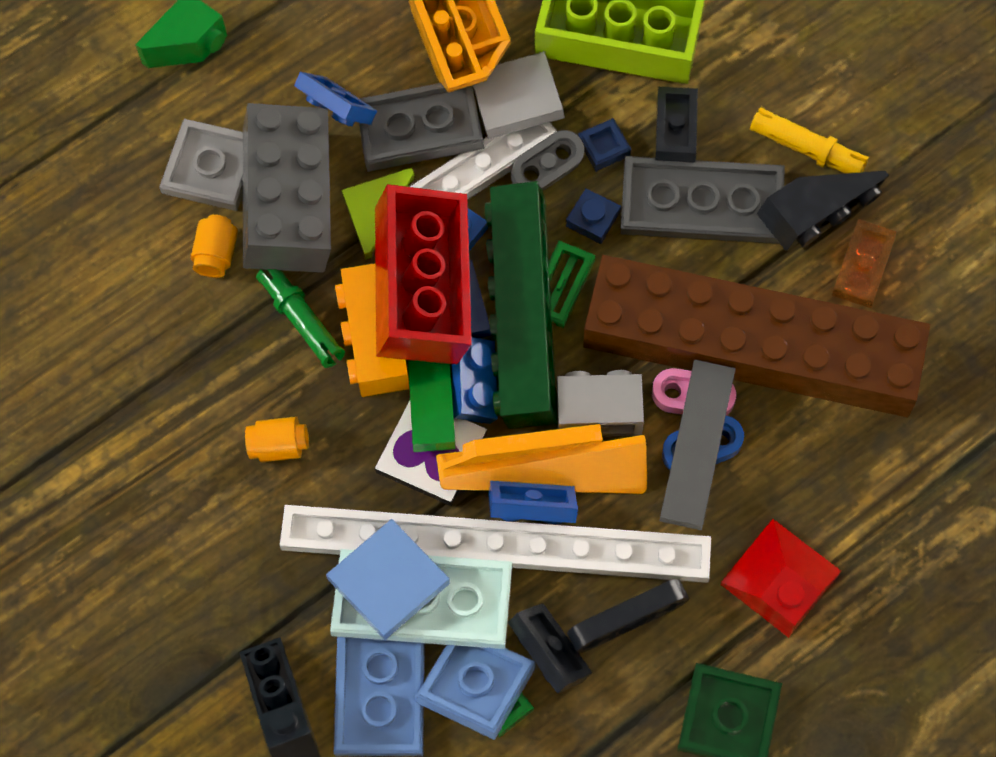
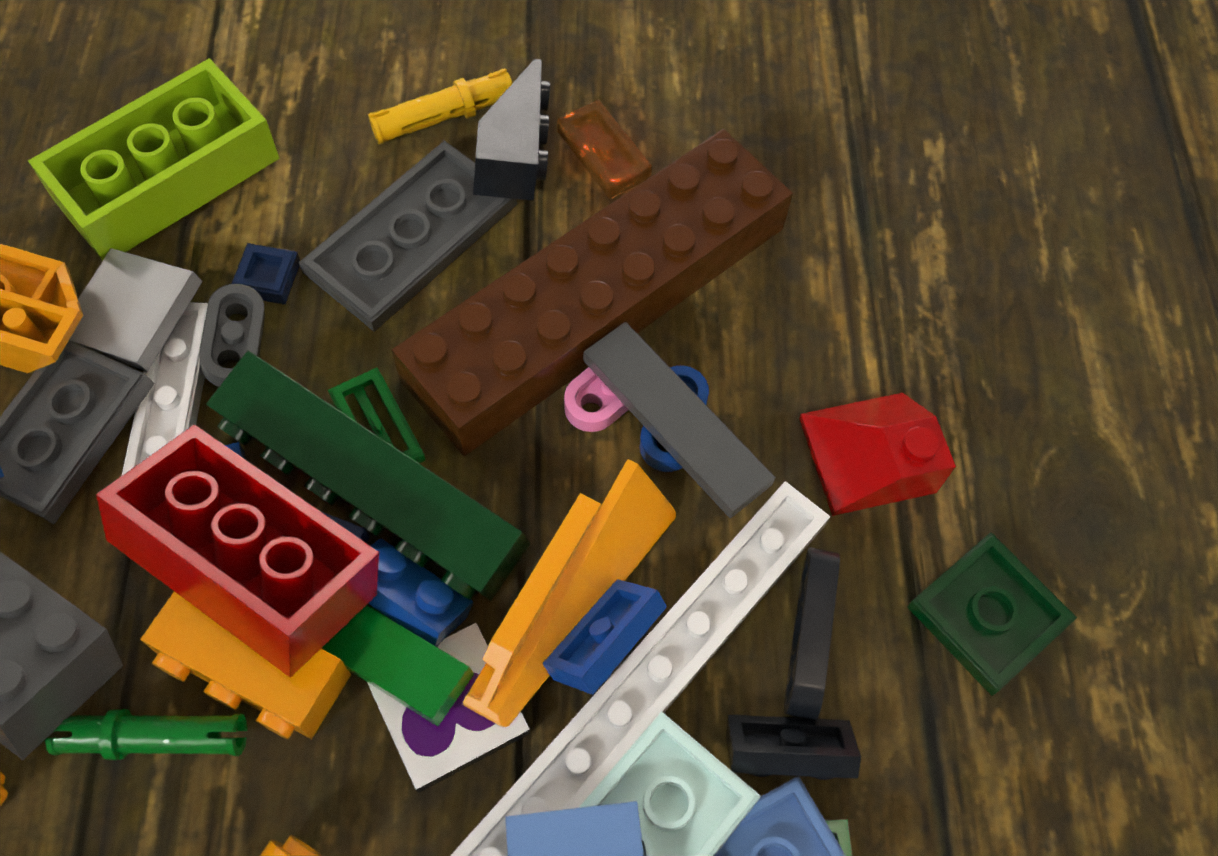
camera: 60 degrees left, 5 degrees down
(362, 202) = (93, 561): lime tile -> none
(593, 216) = (332, 339): dark blue plate -> none
(605, 400) = (548, 478): light grey brick -> none
(676, 124) = (312, 193): black plate -> none

